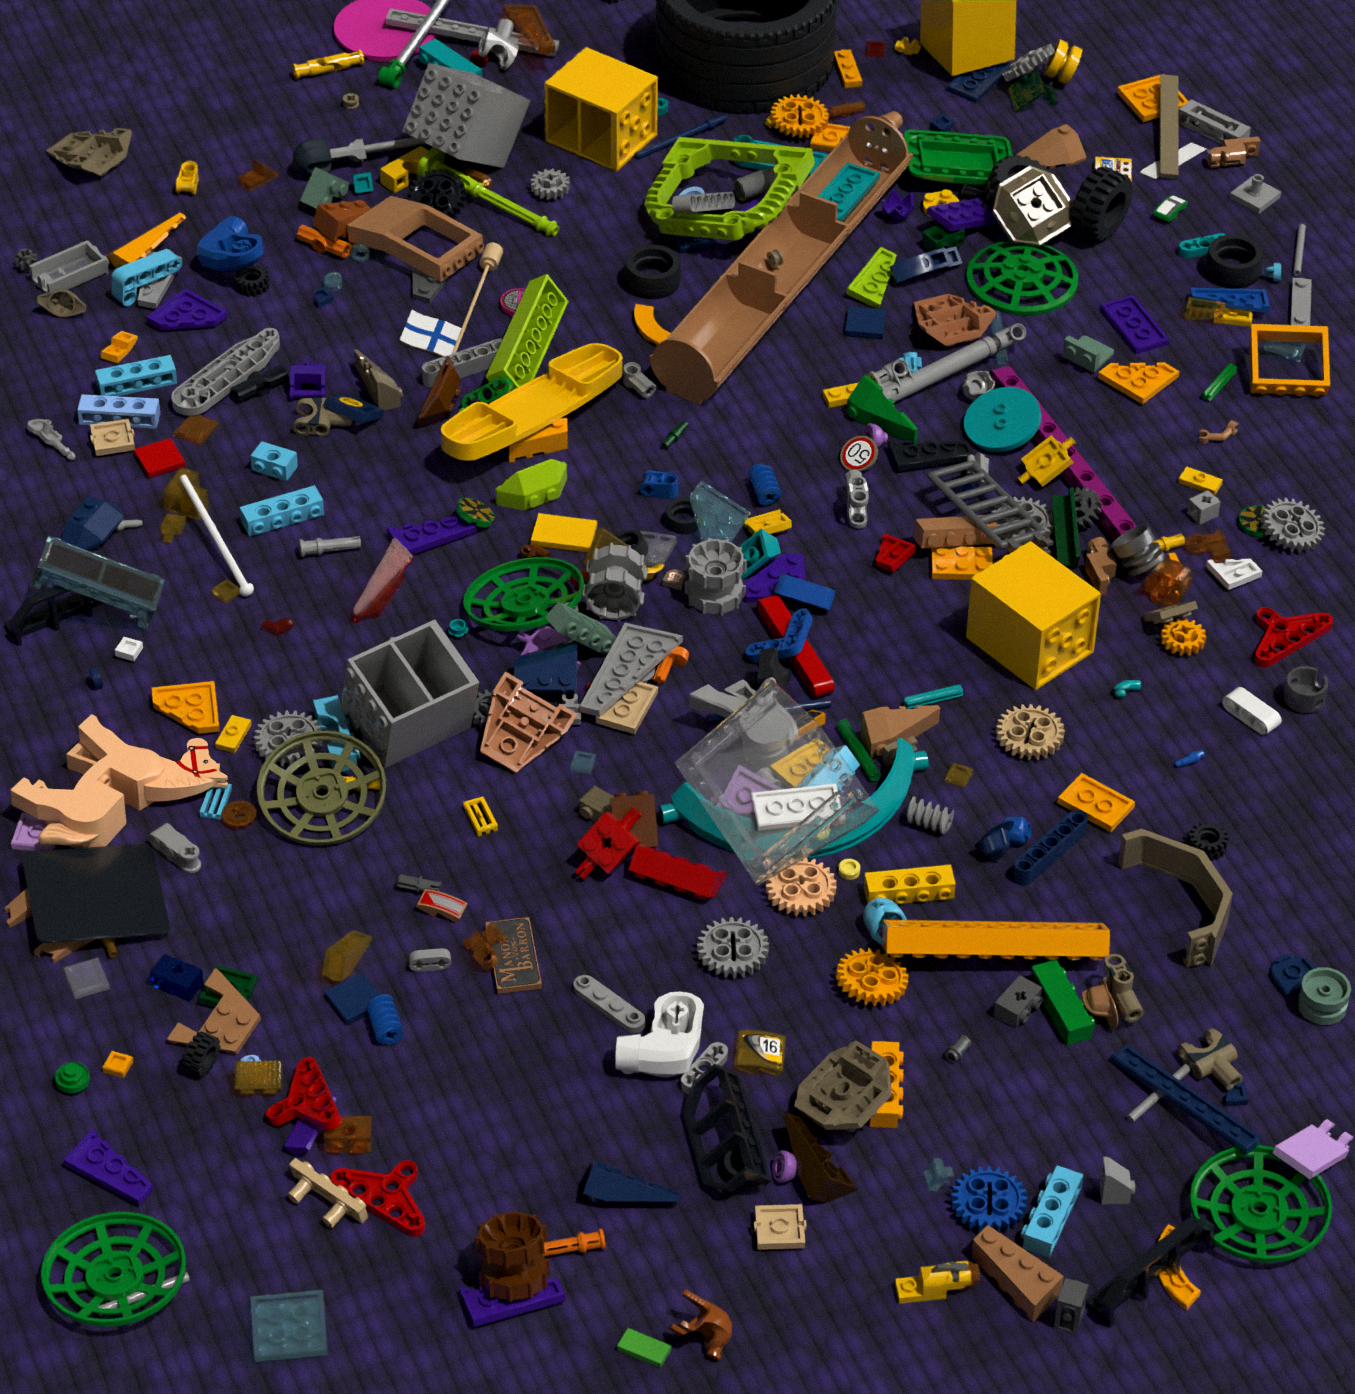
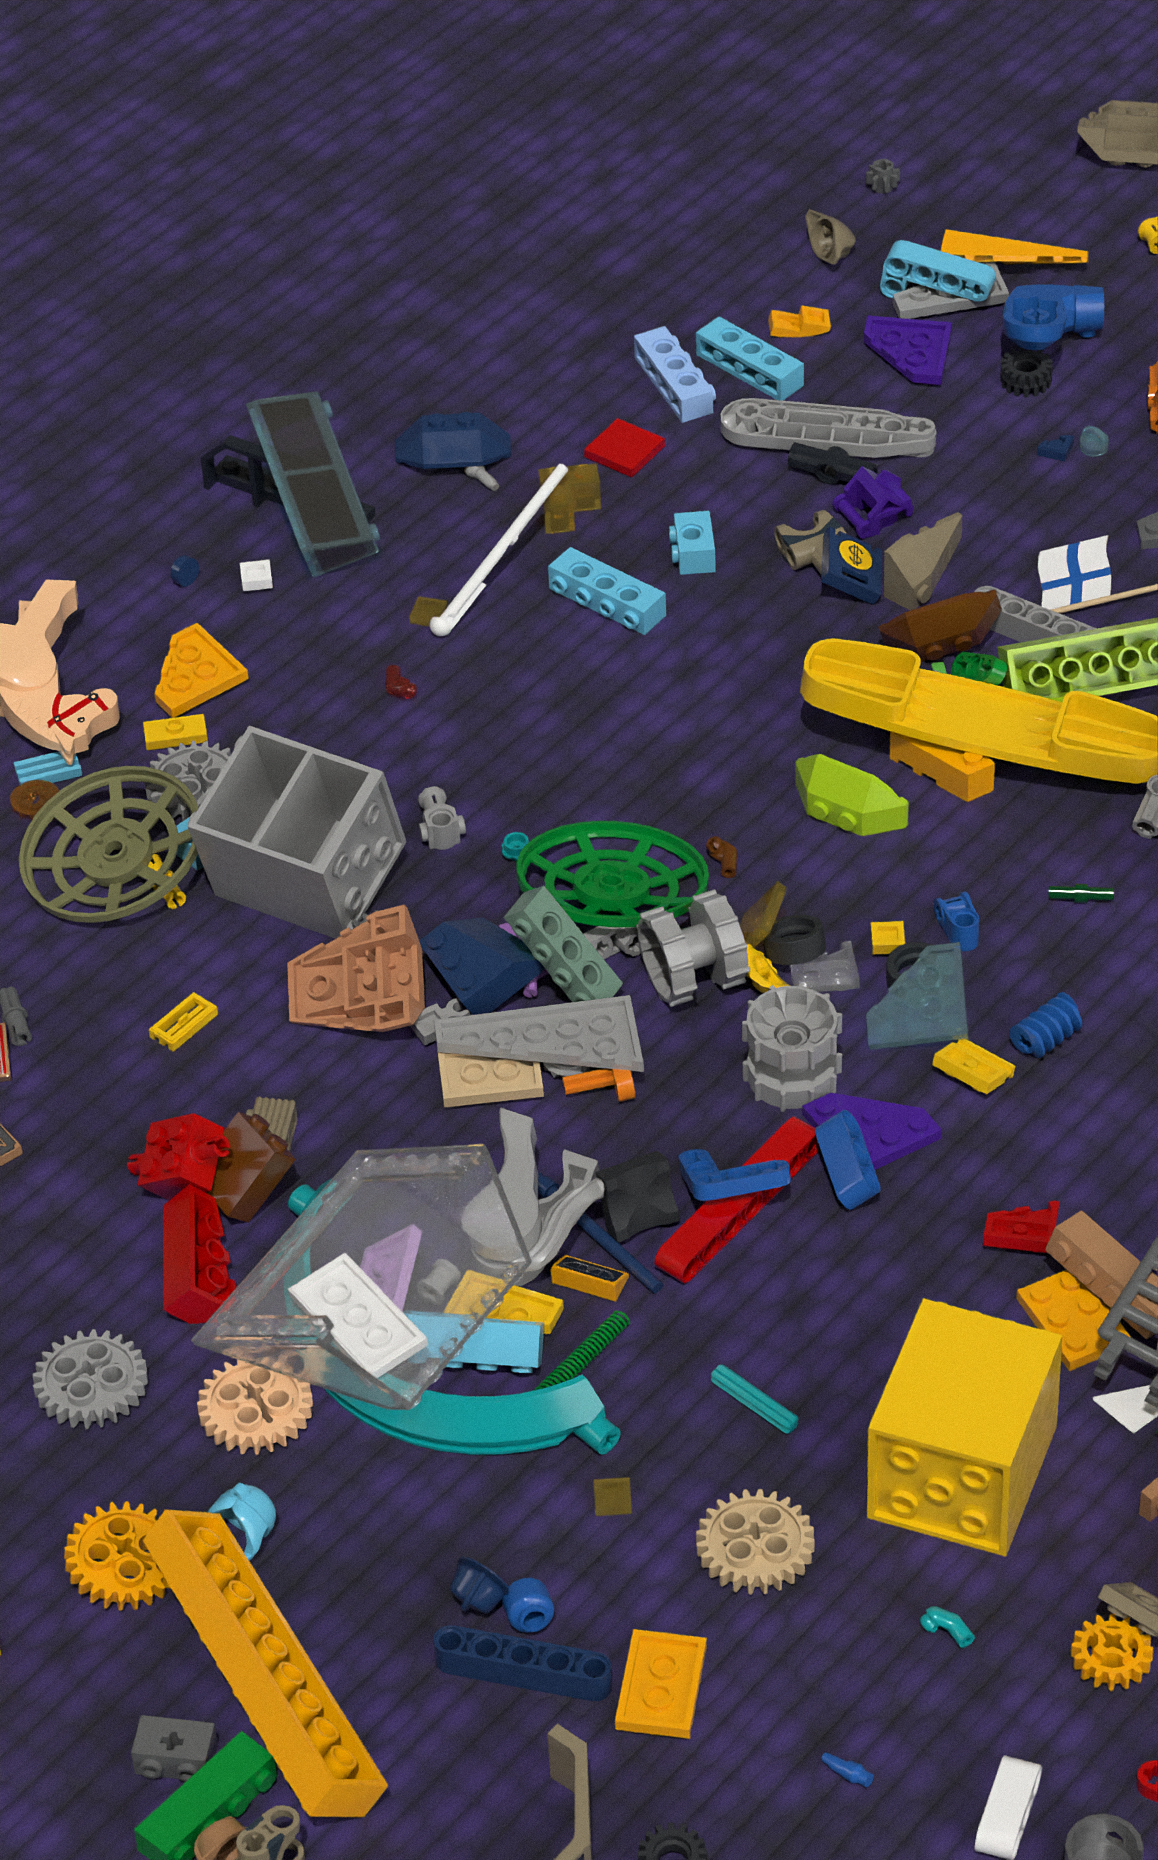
camera: 65 degrees right, 0 degrees up
(45, 430) = (591, 329): light grey piece -> none
(69, 268) = (900, 214): light grey door -> none
(112, 437) = (624, 390): tan plate -> none
(172, 525) = (504, 512): clear yellow plate -> none
(196, 429) = (707, 454): clear orange piece -> none
(319, 546) = (570, 653): light grey pin -> none
(383, 582) = (543, 737): clear red wedge -> none
(431, 533) = (669, 739): dark purple wing -> none
(475, 511) = (745, 762): tile -> none
(564, 532) = (793, 863): yellow tile -> none
(583, 762) = (354, 1078): clear light blue tile -> none
(650, 516) = (886, 936): none -> yellow plate
(759, 551) = (897, 1079): teal slope -> none
(849, 869) = (333, 1447): light yellow tile -> none
(857, 498) = (1094, 1126): light grey connector -> none
(886, 725) = (635, 1377): medium nougat wedge -> none
(890, 750) = (614, 1406): dark tan plate -> none
(911, 884) = (333, 1526): yellow brick -> none
(929, 816) = (489, 1490): light grey piece -> none
(954, 1052) = (43, 1715): dark grey pin -> none

